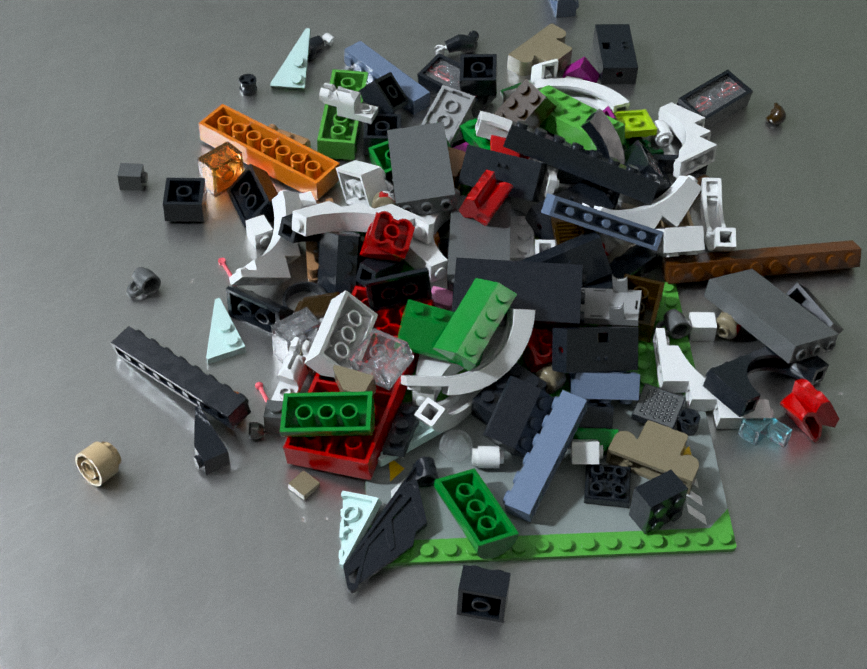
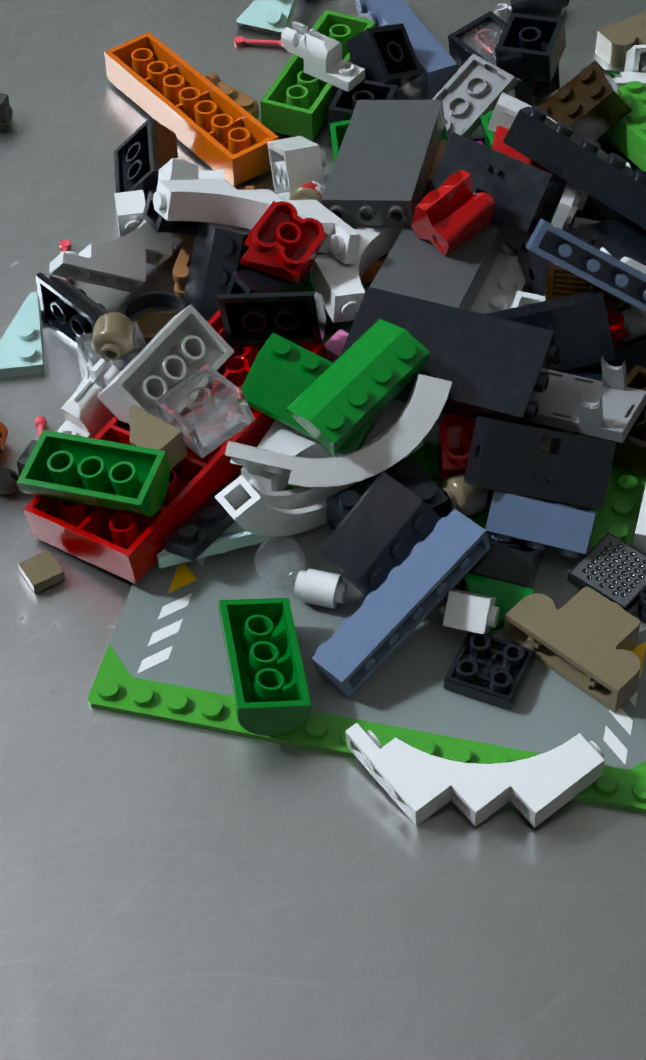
camera: 20 degrees right, 0 degrees up
(184, 199) = (45, 151): black brick -> none
(220, 168) = (109, 117): clear orange brick -> none
(247, 84) = (204, 16): black wheel -> none
(277, 98) = (240, 41): none -> coral hinge
(300, 321) = (113, 336): none -> dark tan head
(356, 519) = (87, 641): light aqua wing -> none
(394, 528) = (141, 658): black wing -> none
(483, 593) = (225, 781): black brick -> none
(598, 564) = (427, 782): none -> white arch
(658, 502) = (549, 707): black brick -> none

